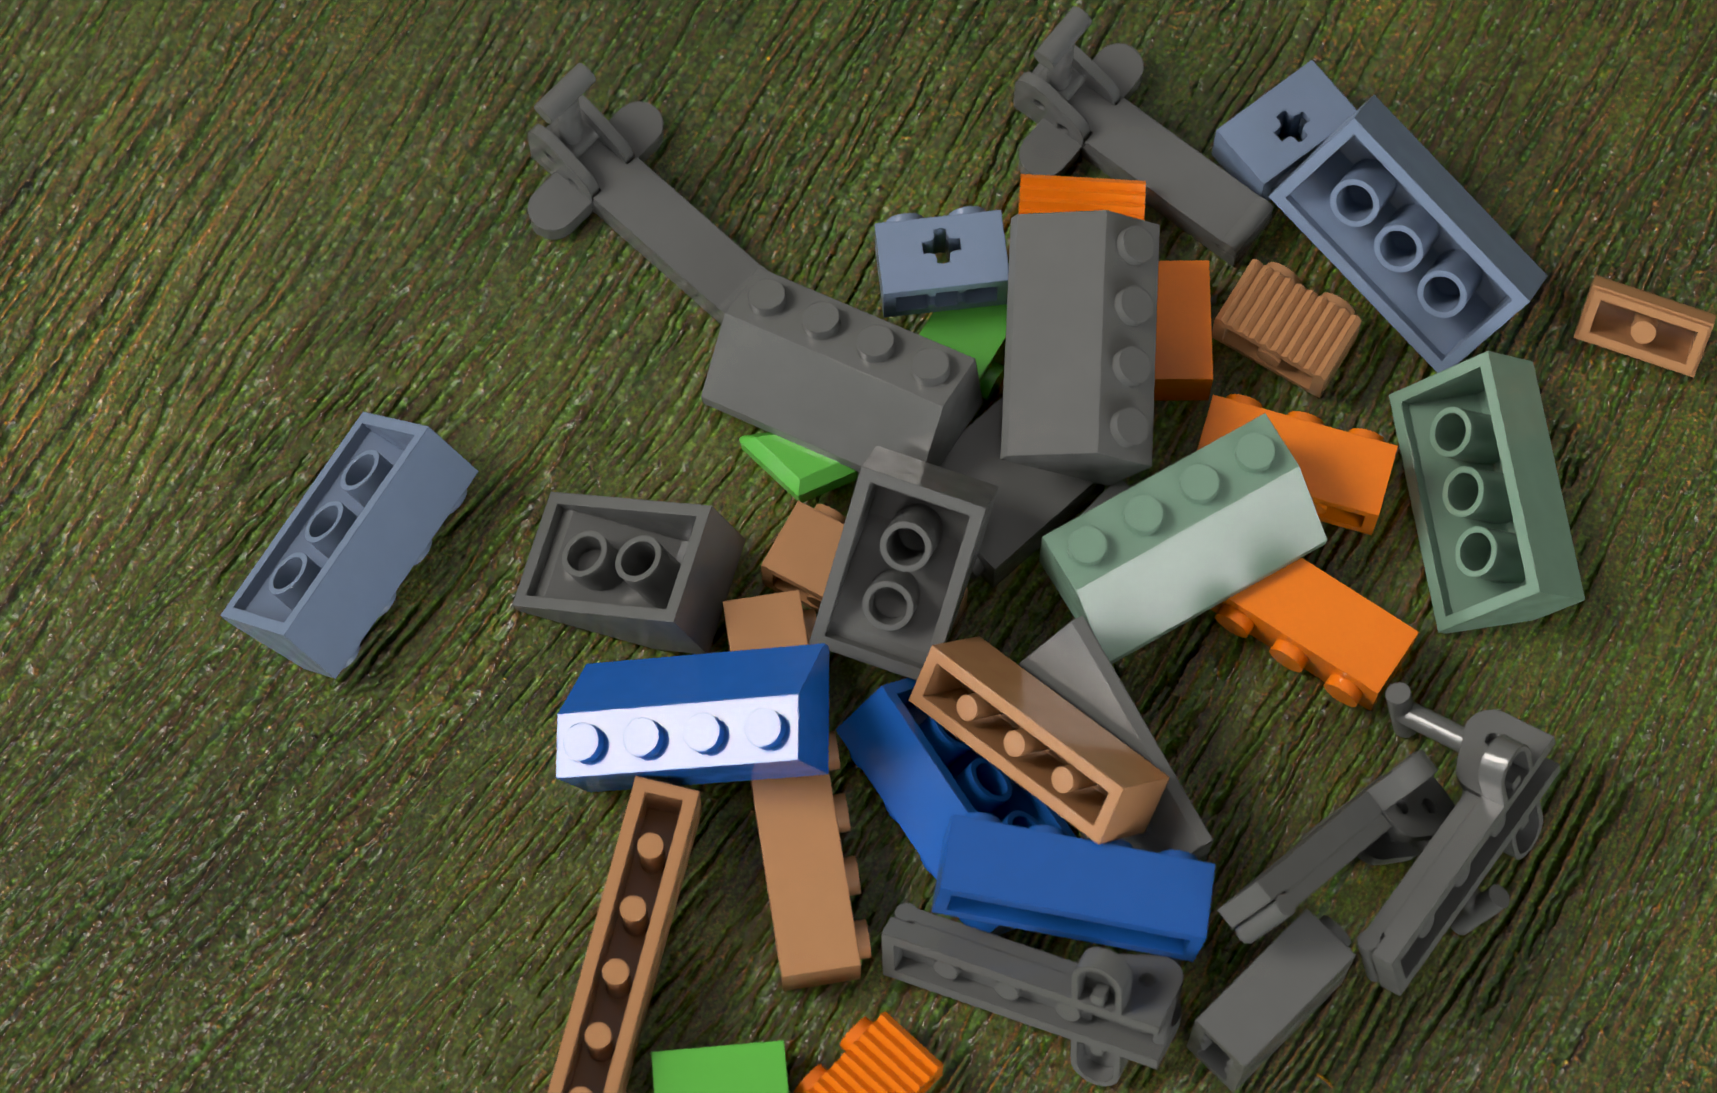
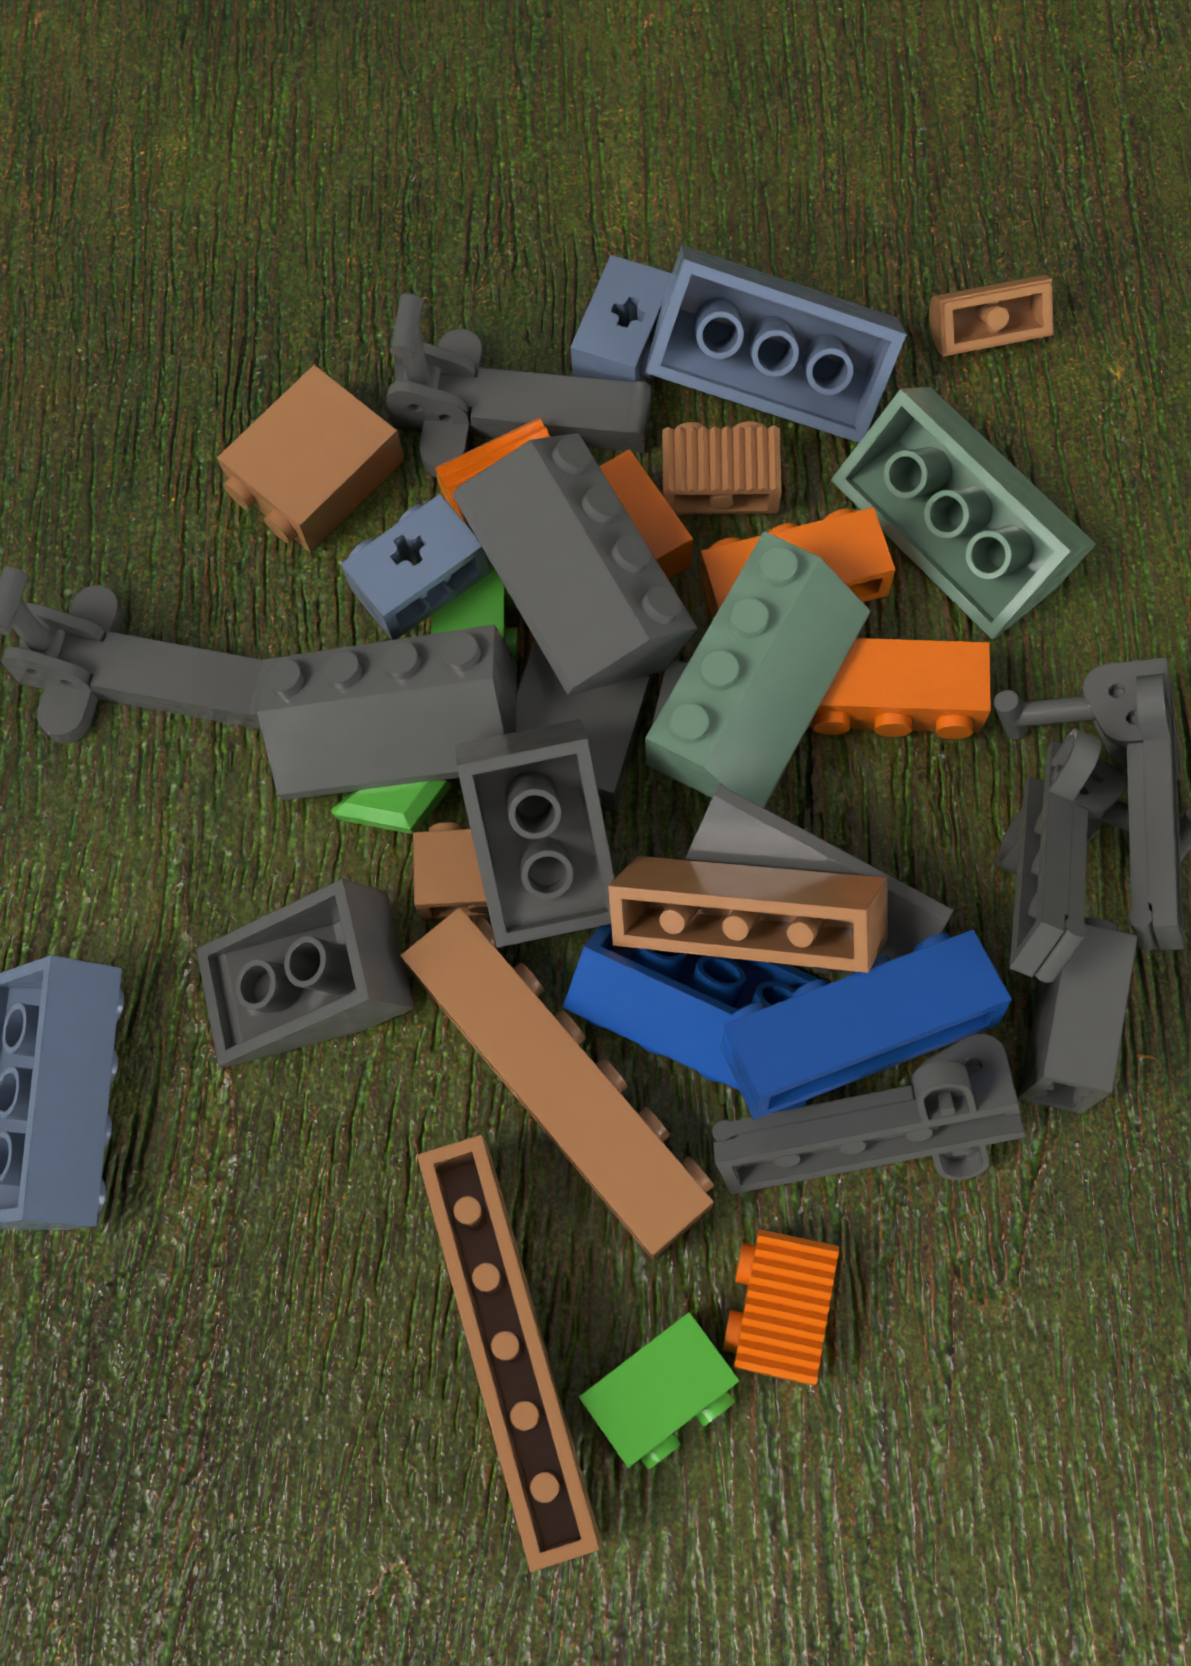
camera: 25 degrees left, 0 degrees up
(697, 719) = (439, 1070): blue slope -> none
(914, 97) = (310, 459): none -> medium nougat brick

